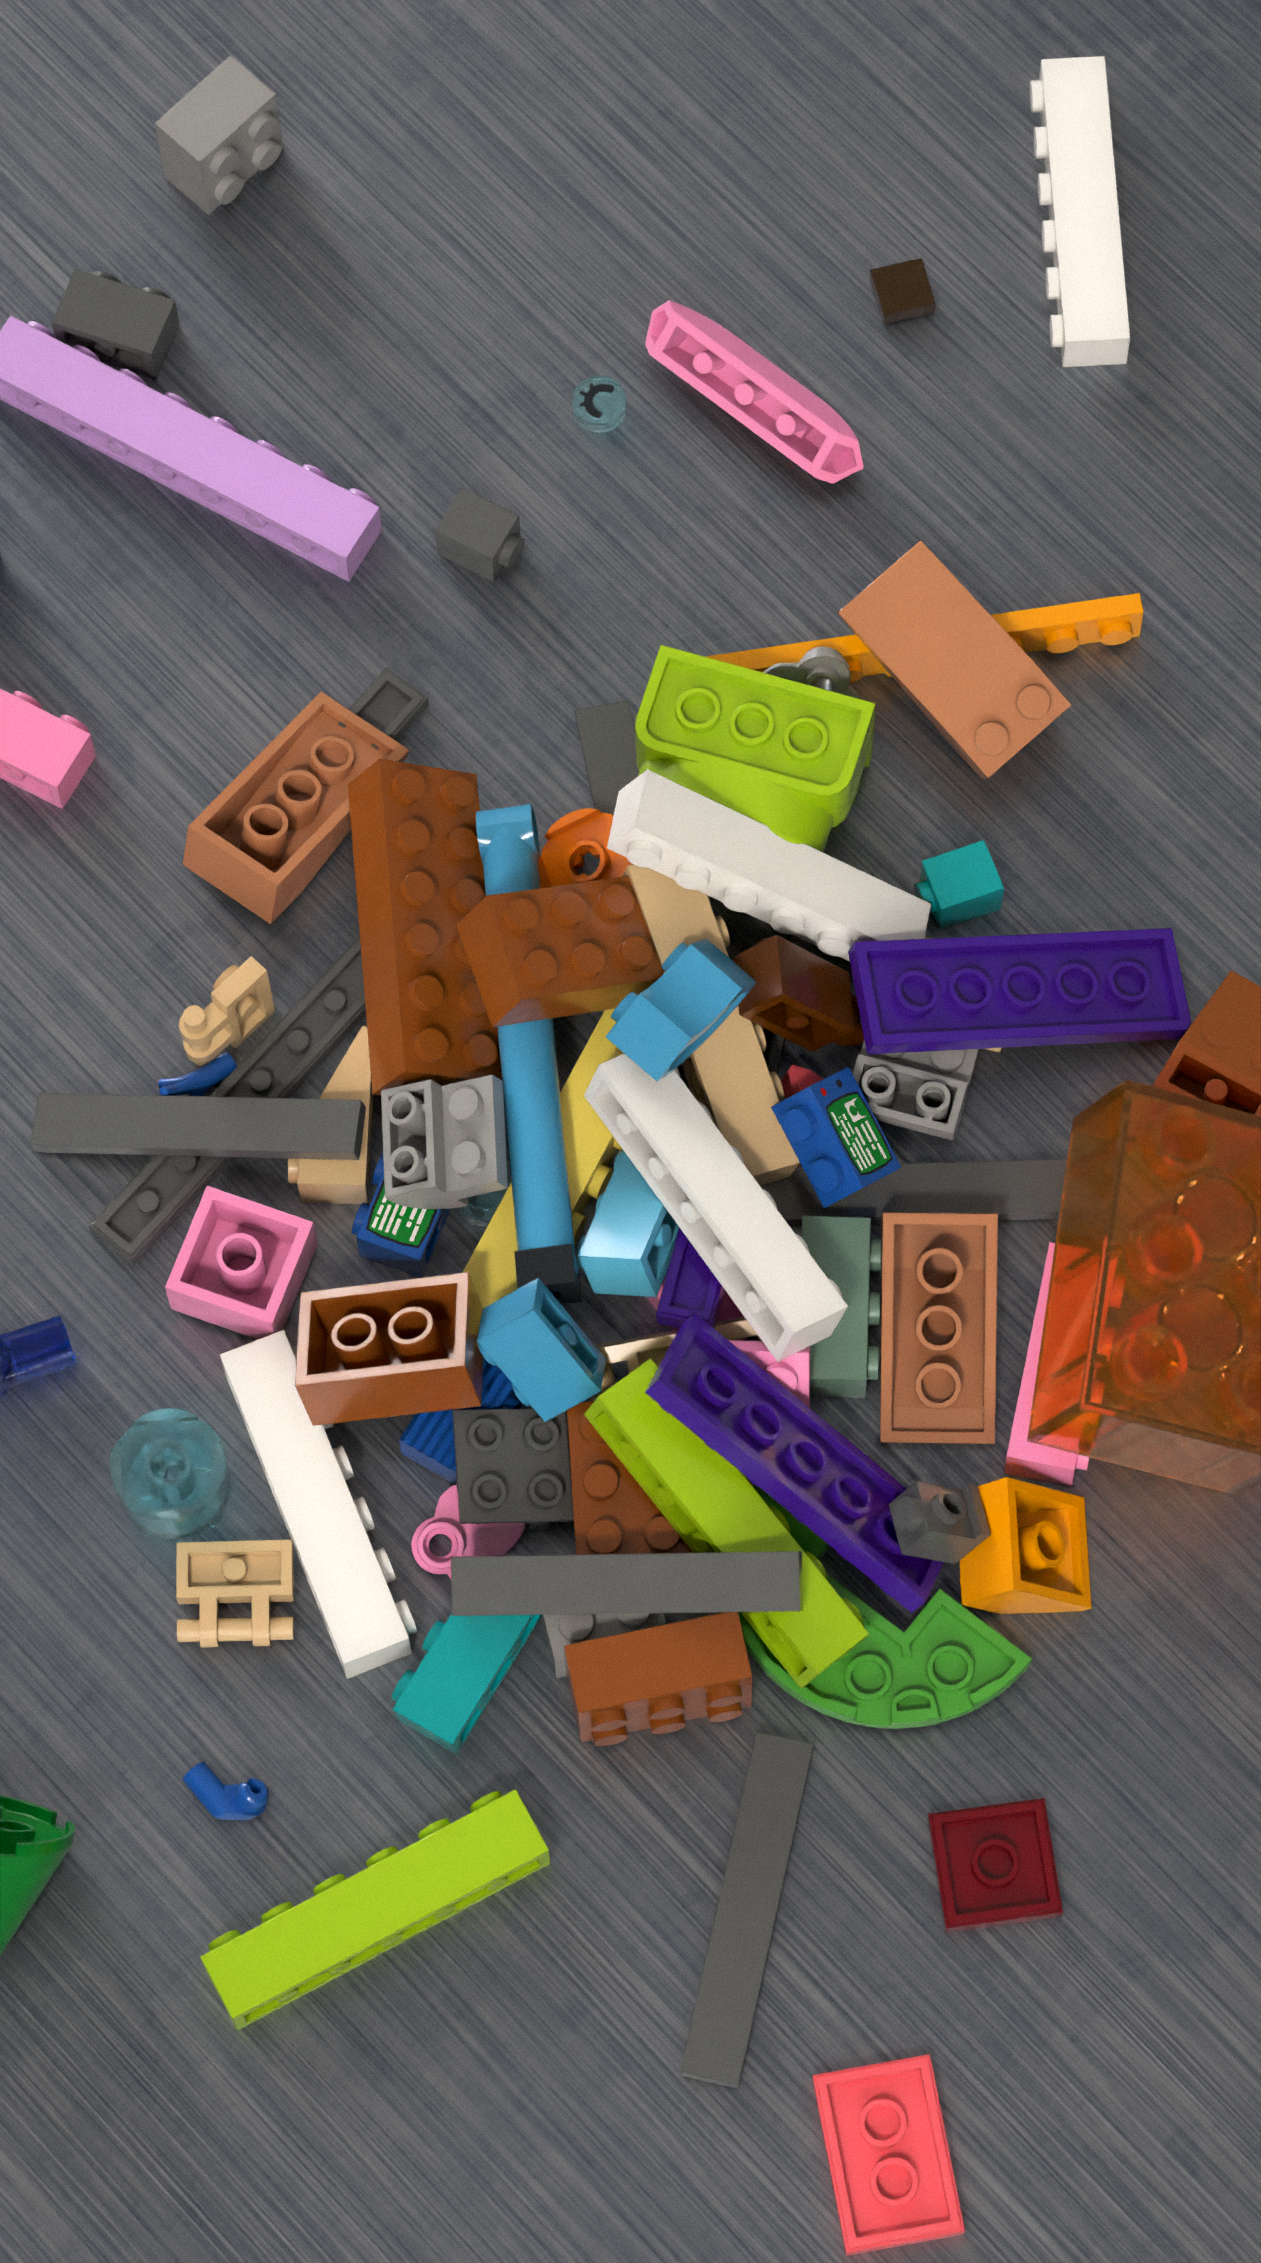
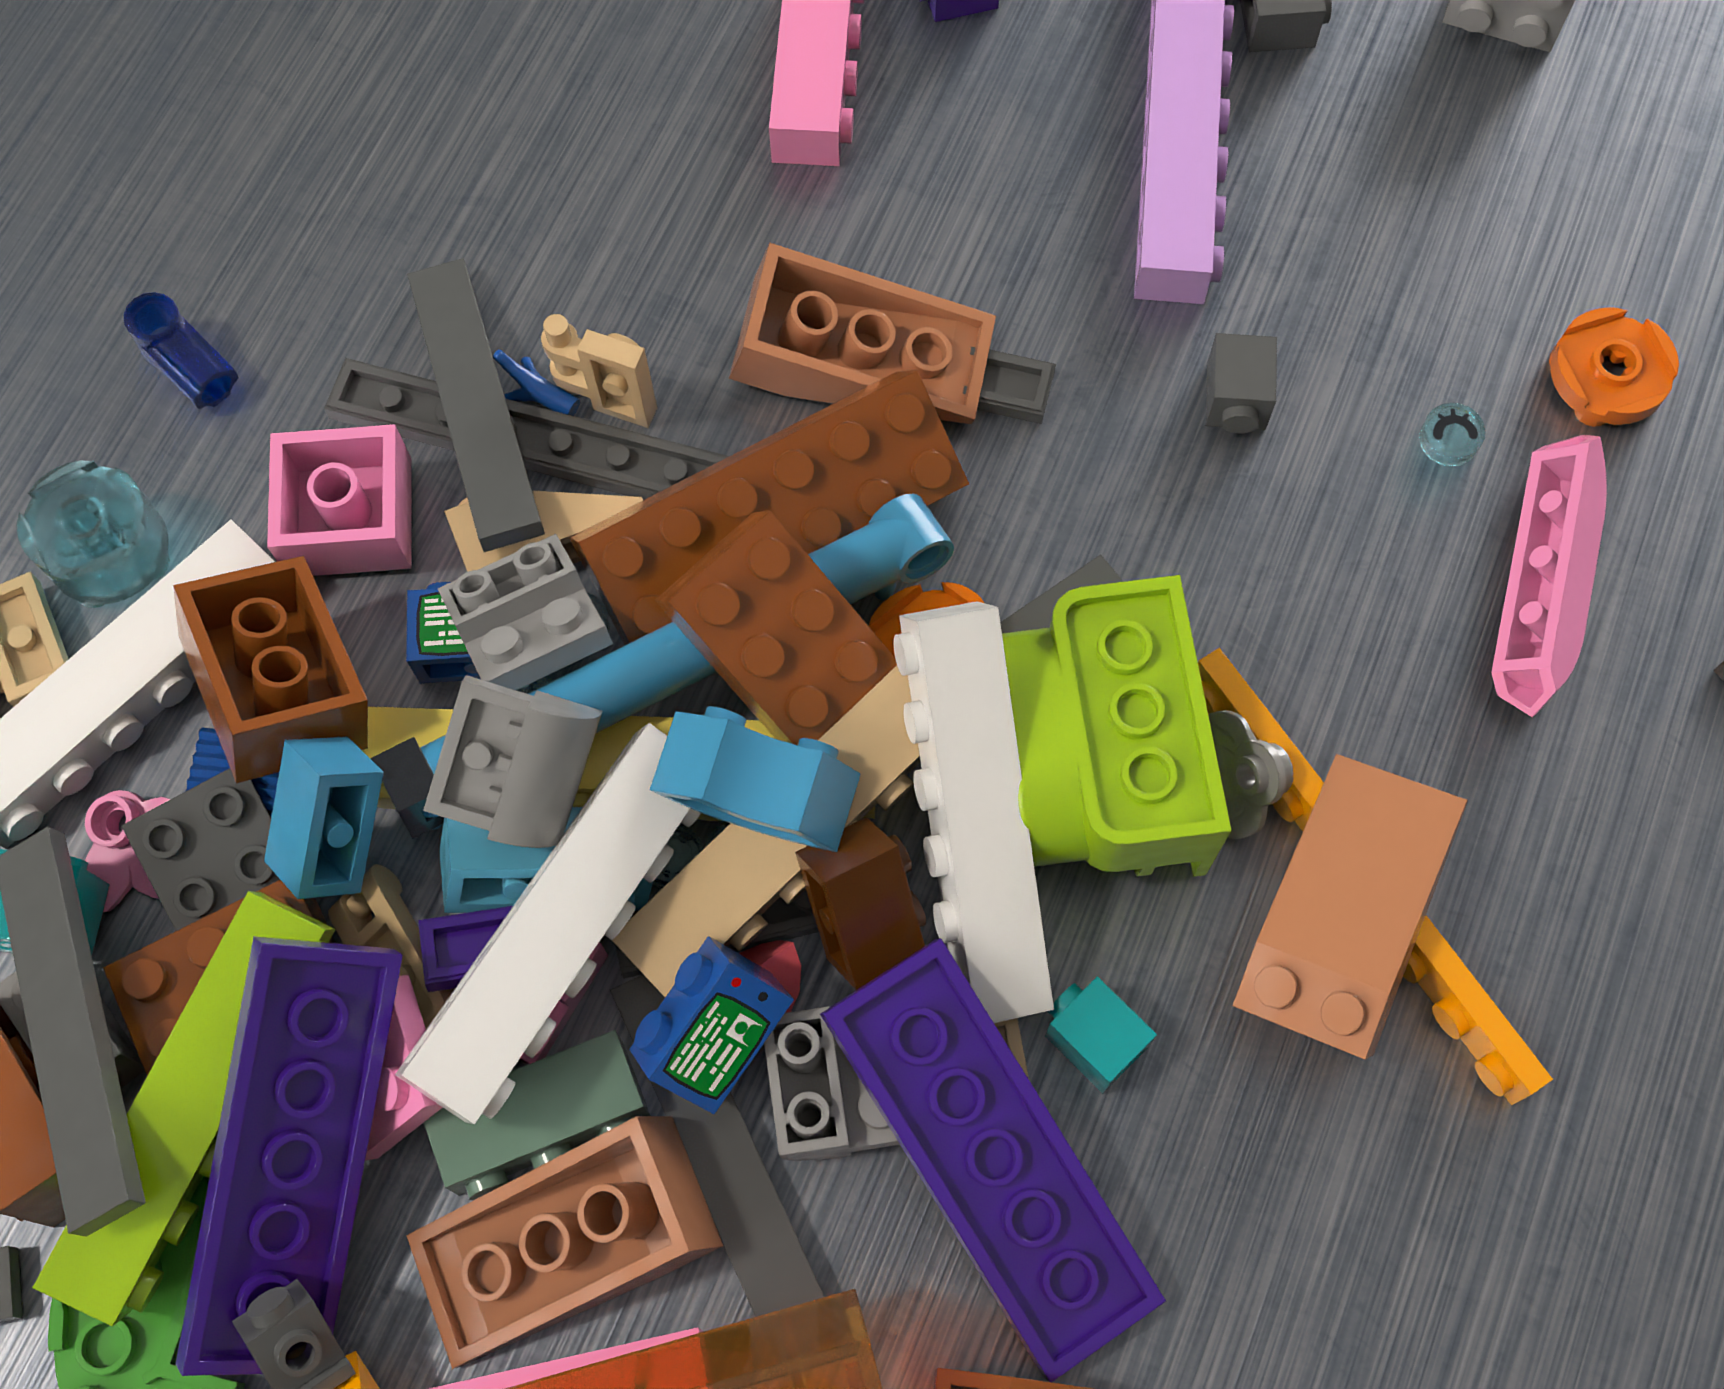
camera: 65 degrees right, 0 degrees up
(581, 1176) = (512, 763): none -> light grey brick
(607, 285) = (1605, 397): none -> orange plate

